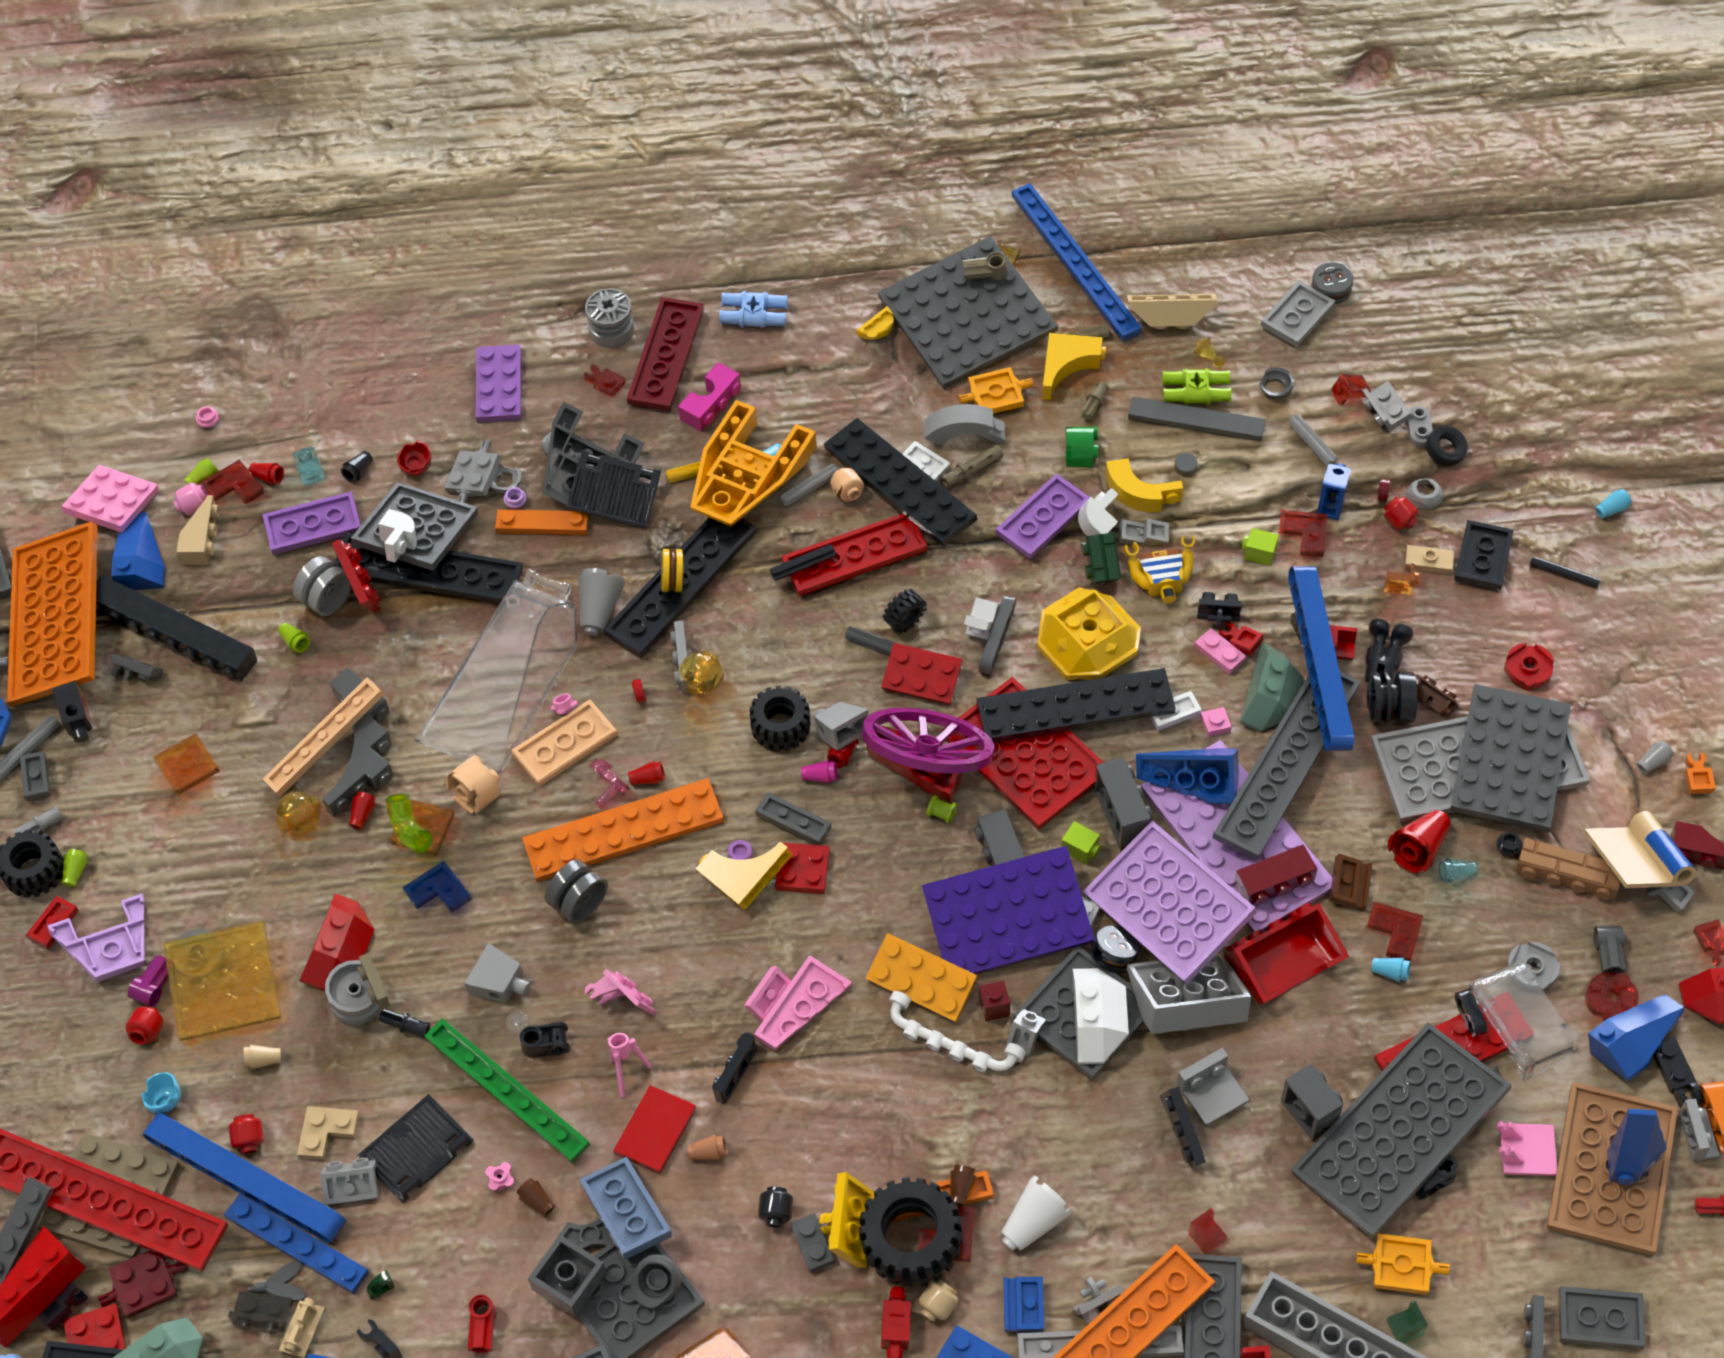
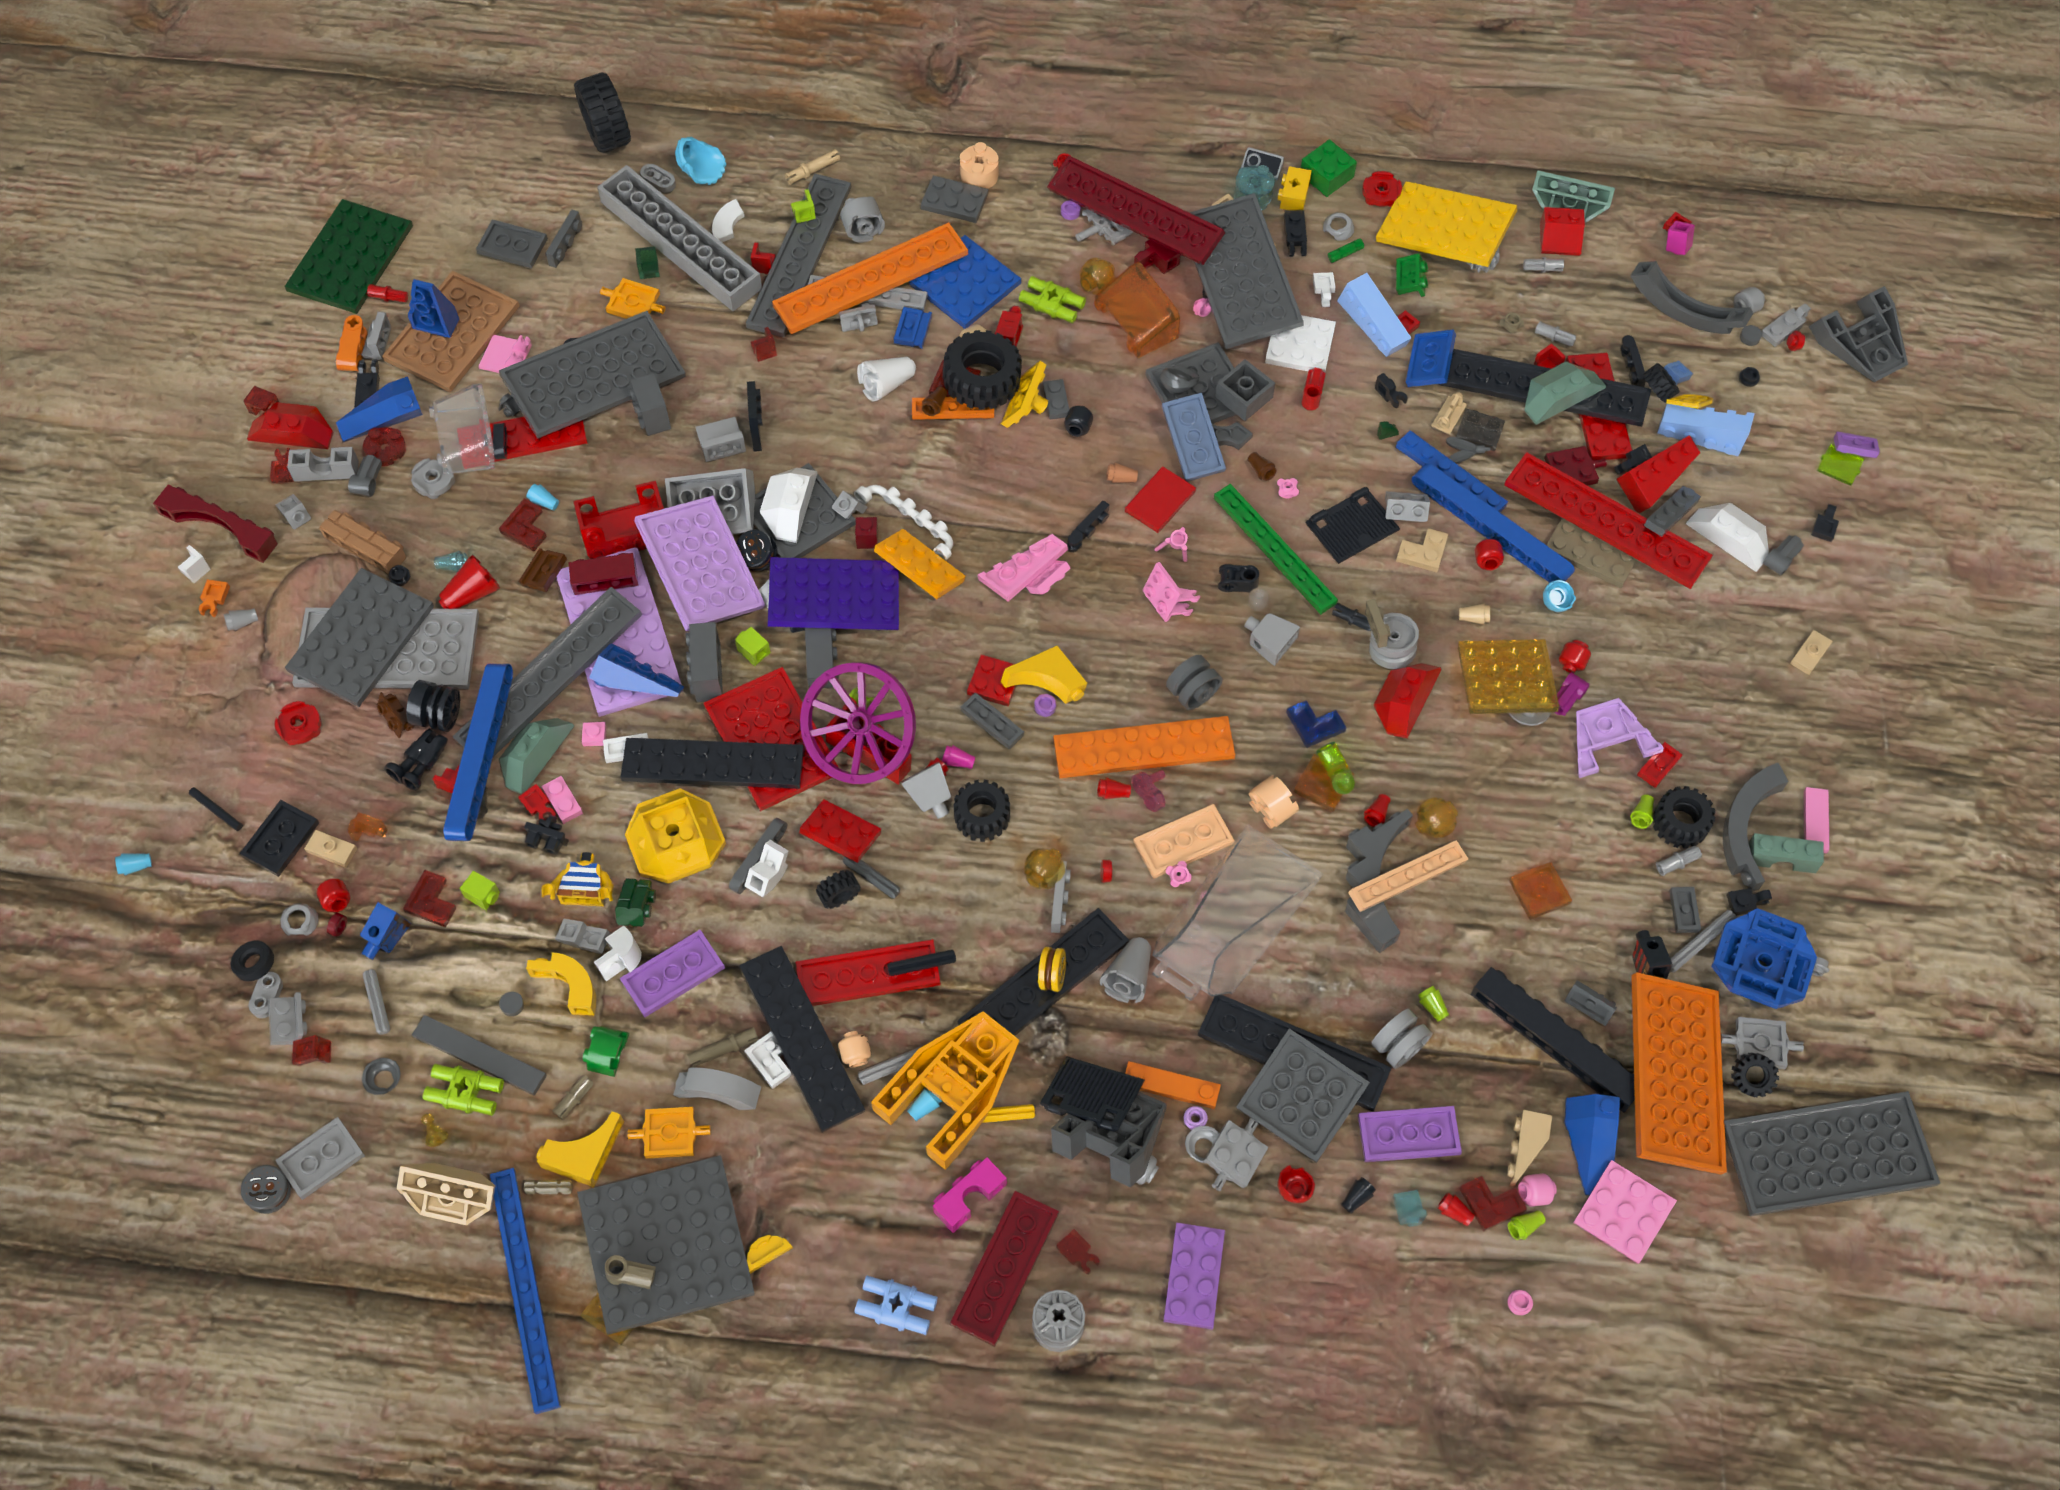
camera: 170 degrees left, 5 degrees up
(358, 577) = (1367, 1034): red plate -> none
(398, 534) = (1317, 1068): white brick -> none
(1642, 854) = (302, 529): door -> none
(1682, 941) = (307, 467): none -> light grey arch

